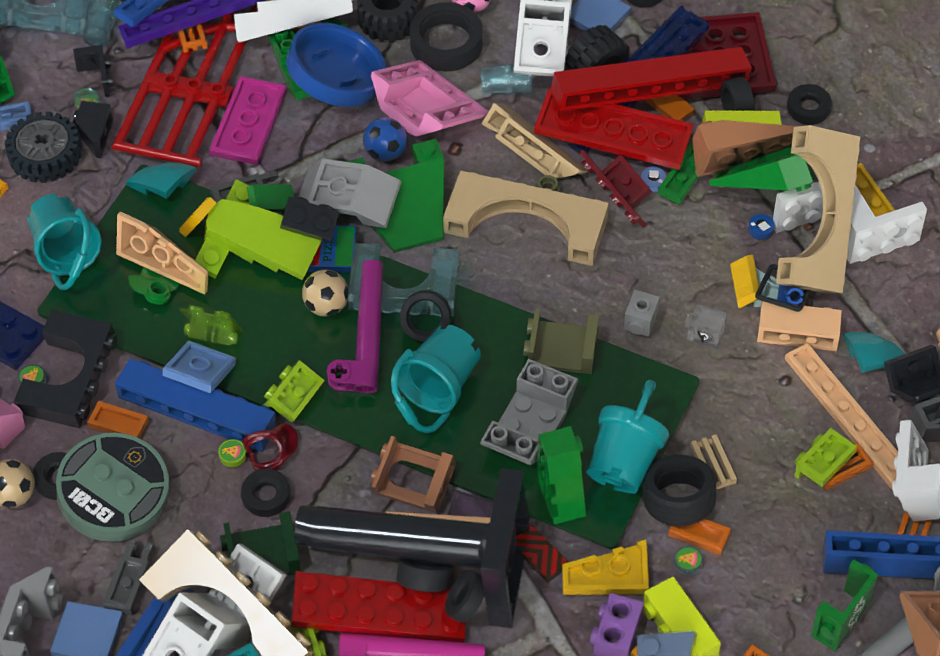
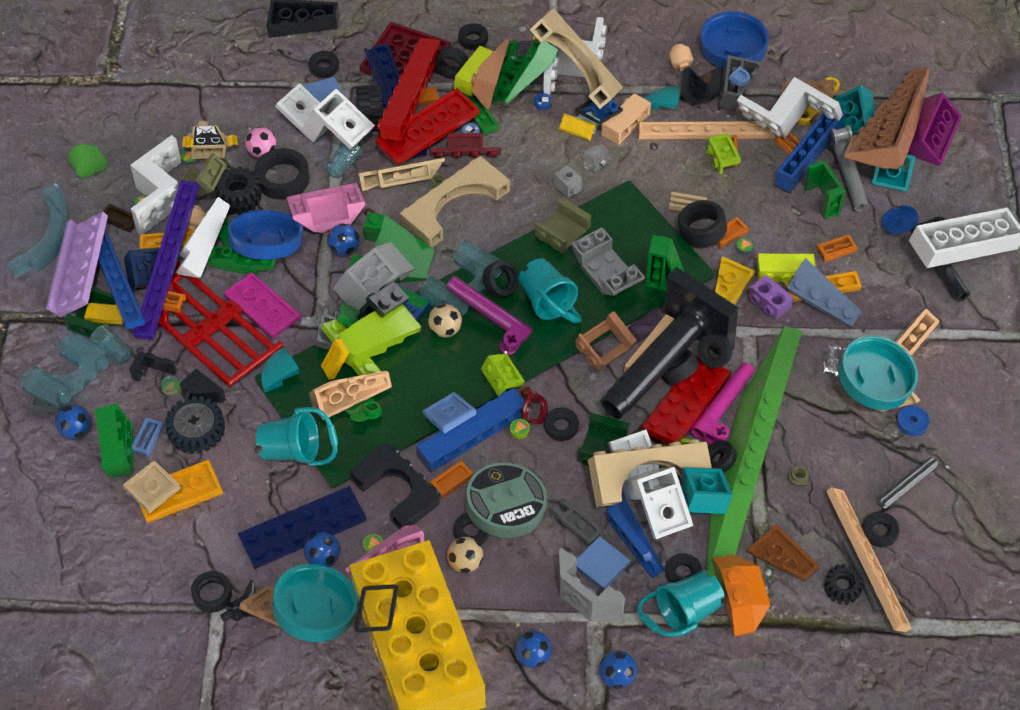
camera: 60 degrees left, 0 degrees up
(33, 373) = (381, 512): tile -> none
(202, 324) = (423, 392): clear neon green hinge -> none
(626, 444) = (663, 220): teal piece -> none

